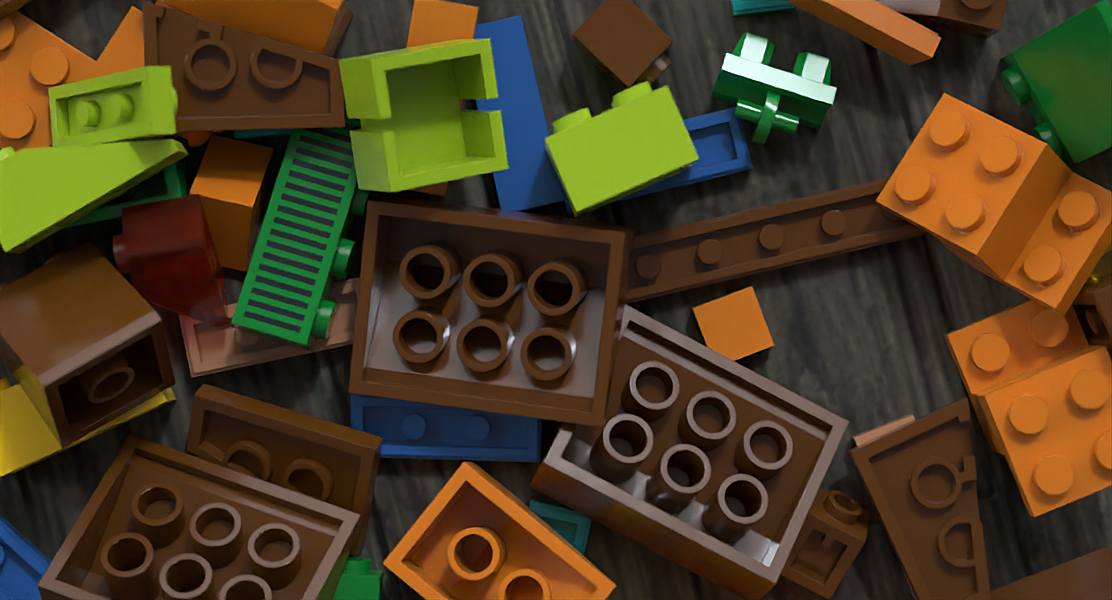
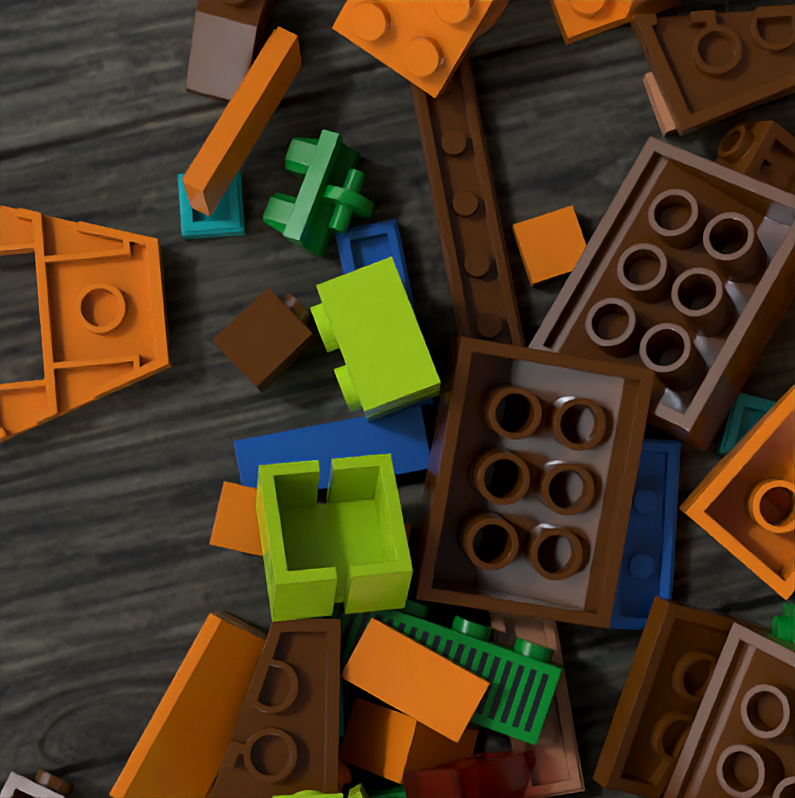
camera: 85 degrees left, 5 degrees down
(289, 202) = (415, 679): none -> orange tile

